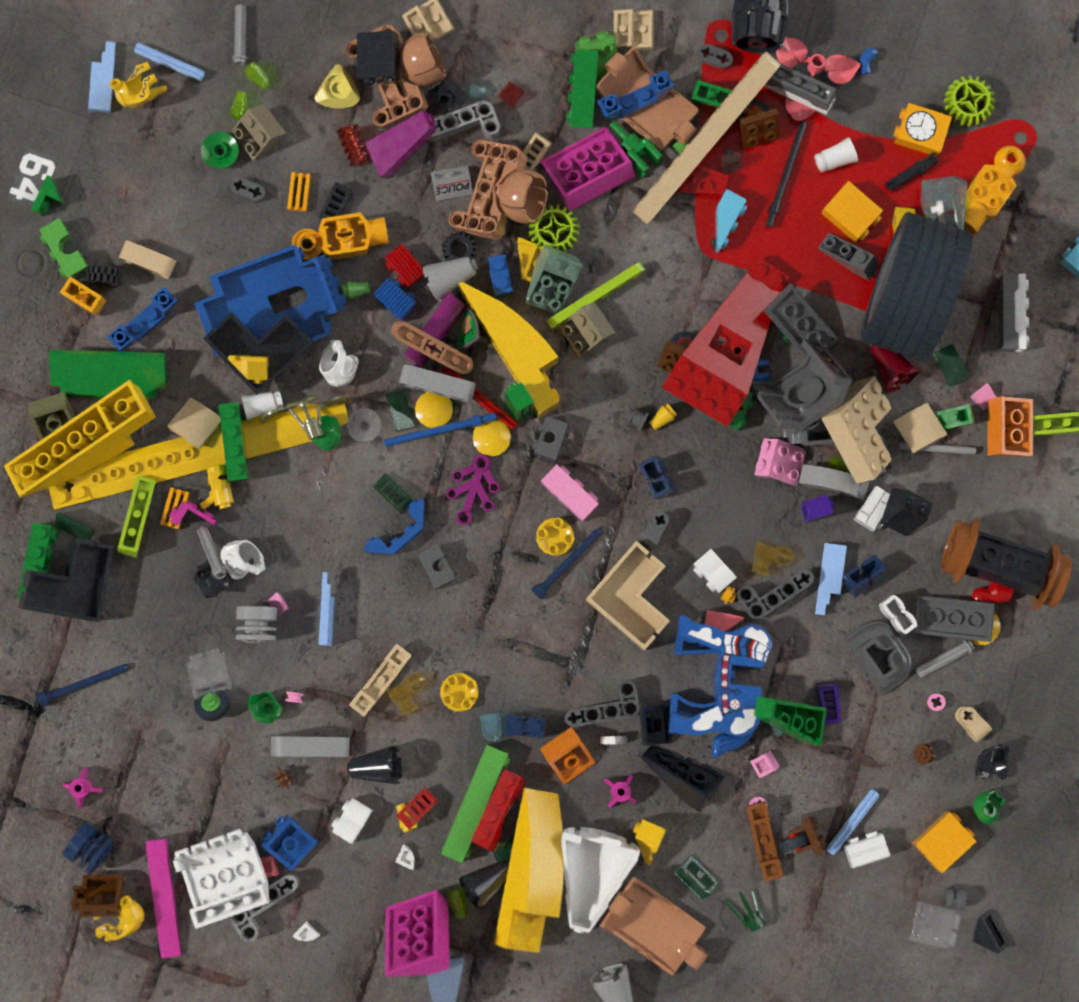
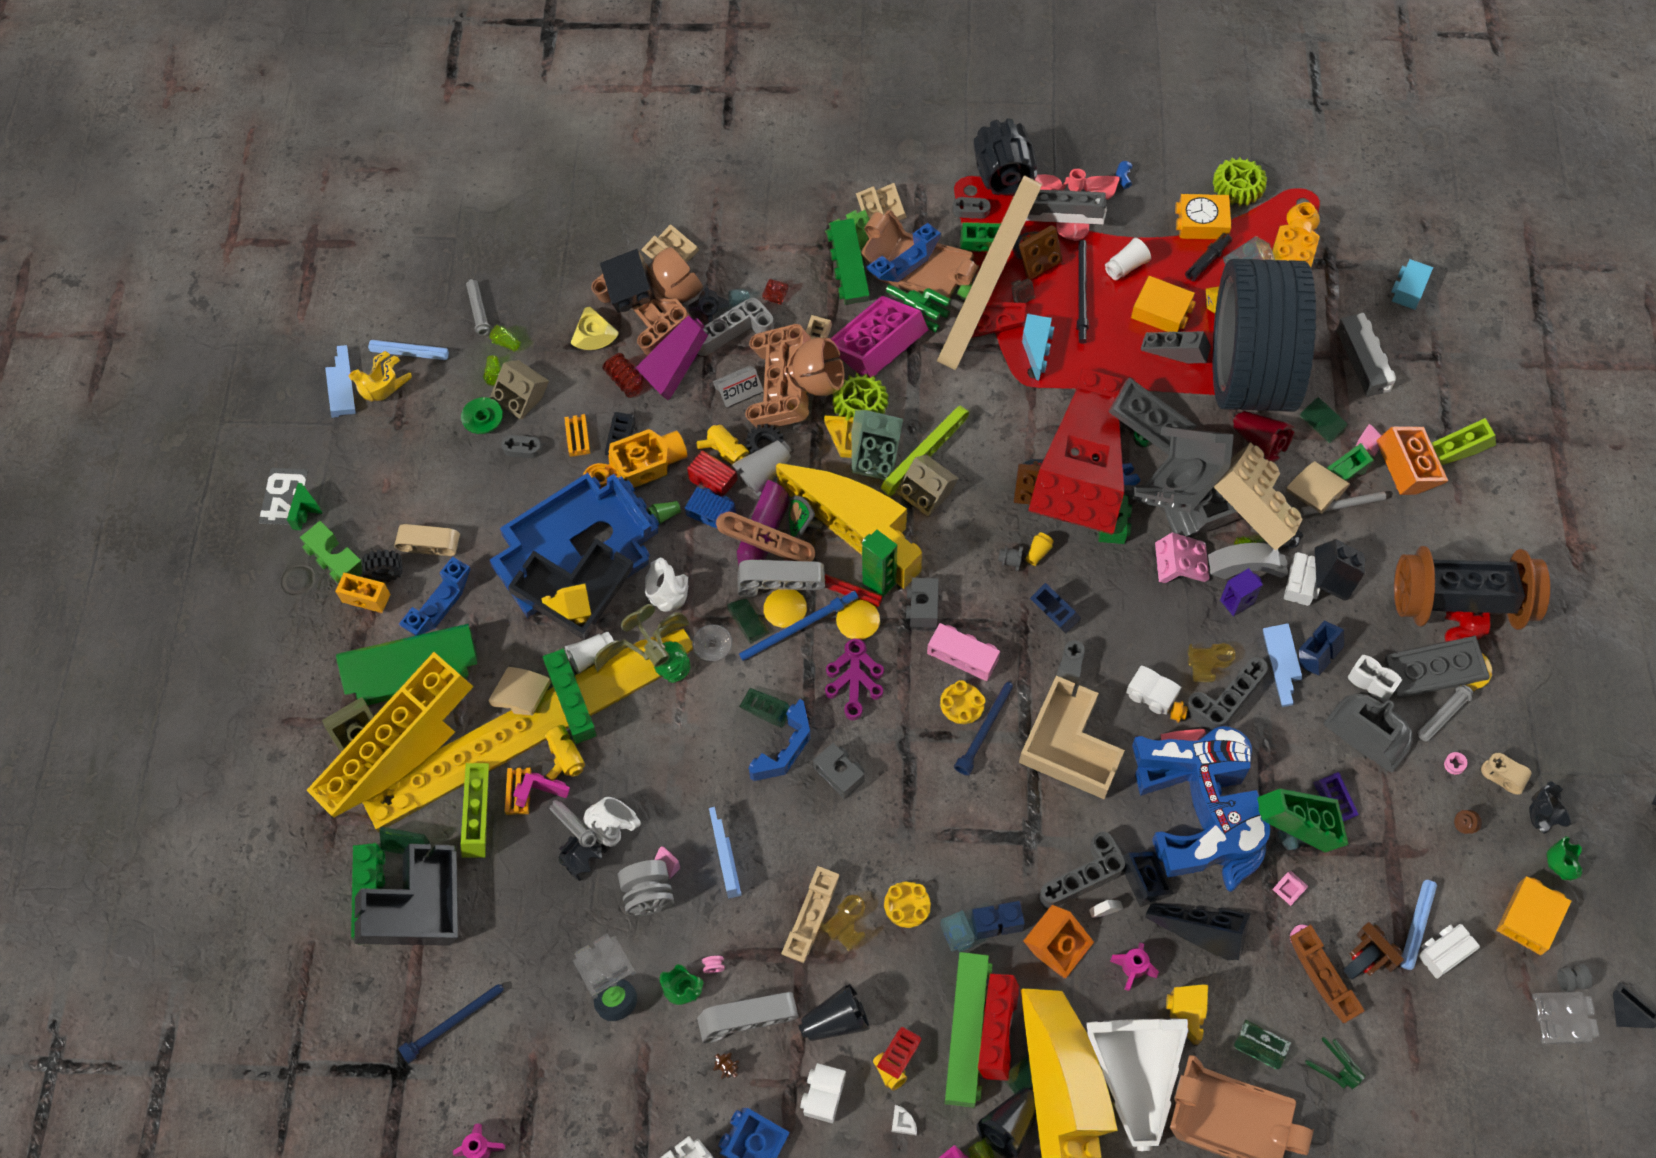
camera: 10 degrees left, 20 degrees down
(424, 239) = (725, 443): none -> yellow piece
(500, 276) = (816, 453): blue brick -> none

